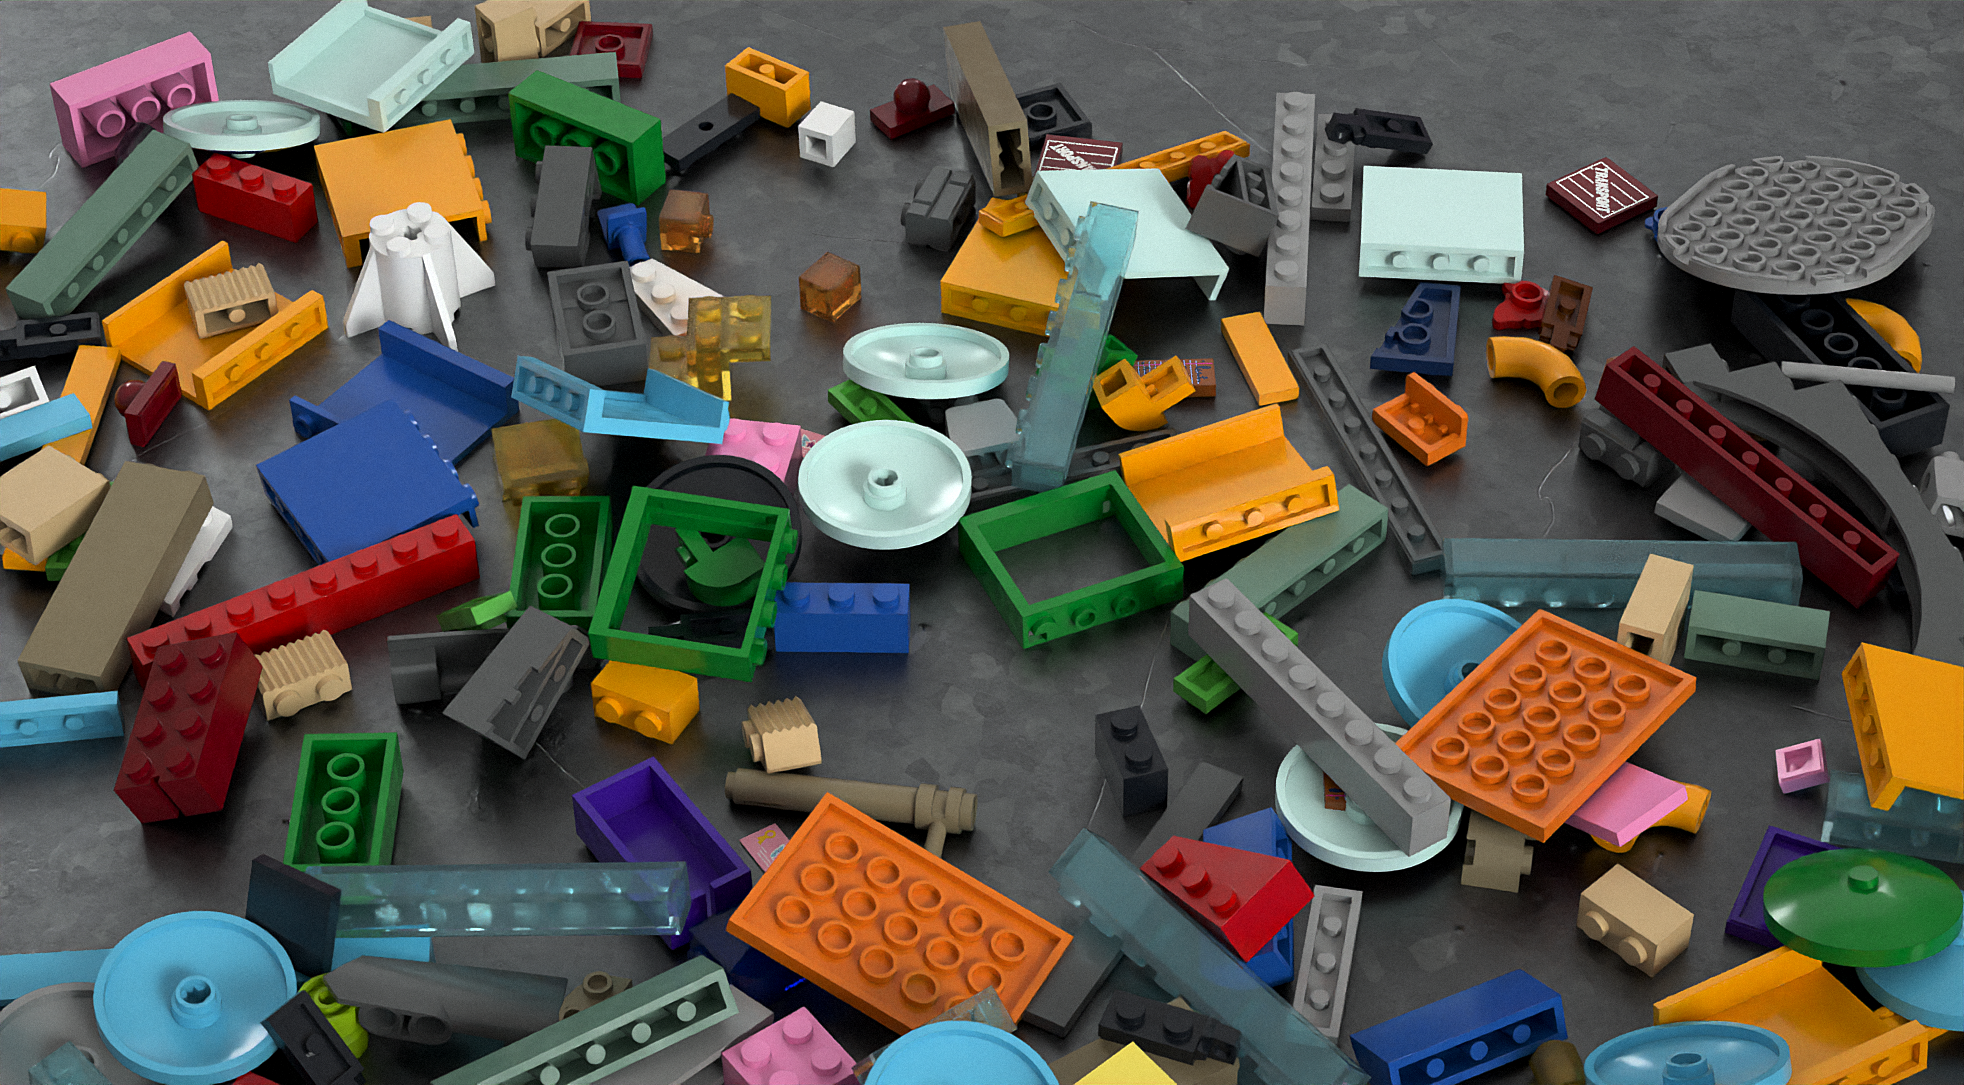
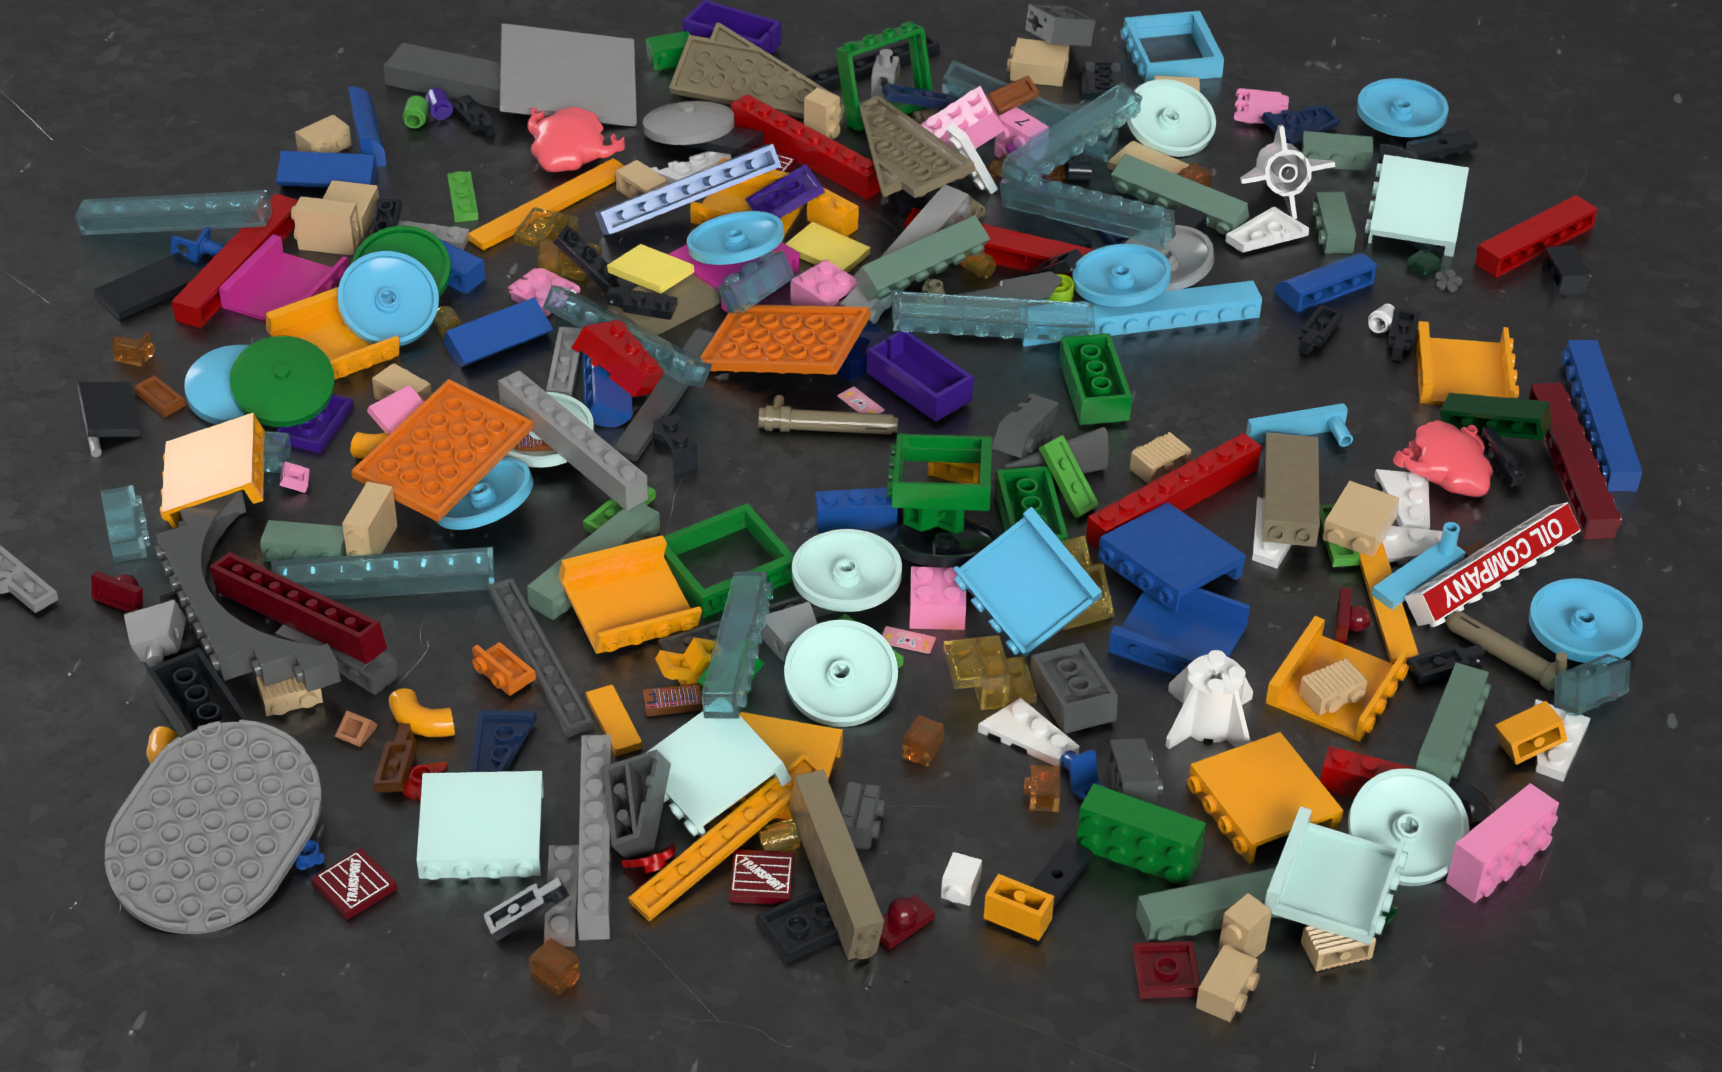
camera: 170 degrees right, 0 degrees up
(189, 728) = (1199, 405): dark red piece -> none
(296, 912) = (1088, 290): black tile -> none
(782, 735) = (871, 434): tan brick -> none
(1342, 83) = (555, 966): none -> clear orange brick
(1869, 377) = (198, 676): light grey bar -> none

